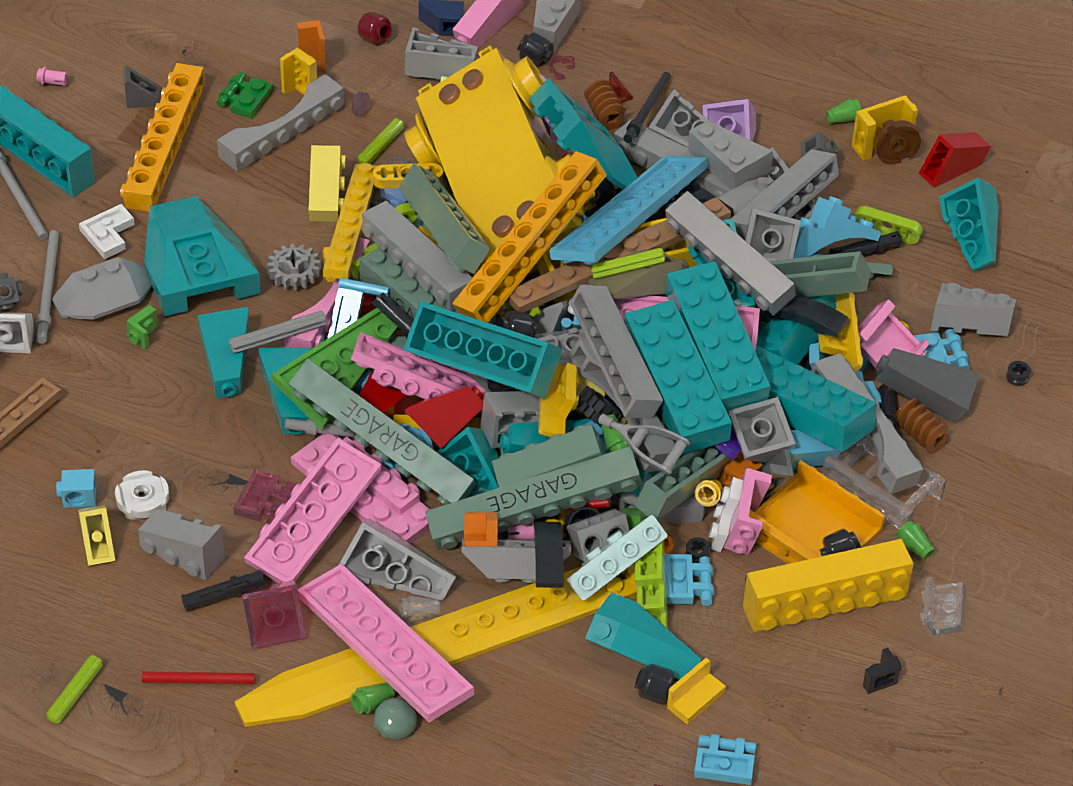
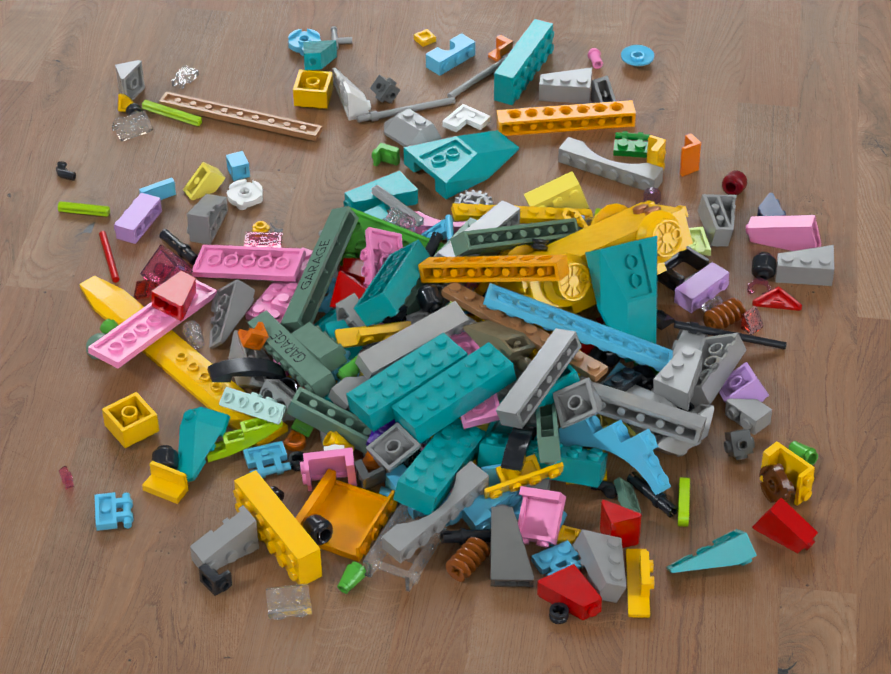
camera: 75 degrees right, 5 degrees down
(74, 36) = (637, 55): none -> medium azure dish
(87, 590) = (161, 189): none -> medium azure tile
(104, 114) = (566, 86): none -> light grey wedge
(137, 624) = (138, 218): none -> lavender brick
(225, 494) = (260, 226): none -> yellow plate
(299, 646) = (144, 288): none -> clear red slope
(318, 331) = (401, 219): none -> clear piece
(357, 599) = (175, 295): none -> slope
(467, 199) = (540, 244): none -> black bush
(571, 703) = (130, 420): none -> yellow brick
(588, 58) = (777, 299): none -> red tile
(628, 263) = (498, 326): lime axle -> none
(640, 433) = (339, 371): light grey piece -> none
(775, 131) = (749, 413): none -> light grey slope
(830, 643) = (228, 543): none -> light grey wedge
(918, 283) = (620, 523): none -> red slope
(995, 349) = (572, 589): none -> red slope
(1001, 282) = (639, 582): none -> yellow bracket

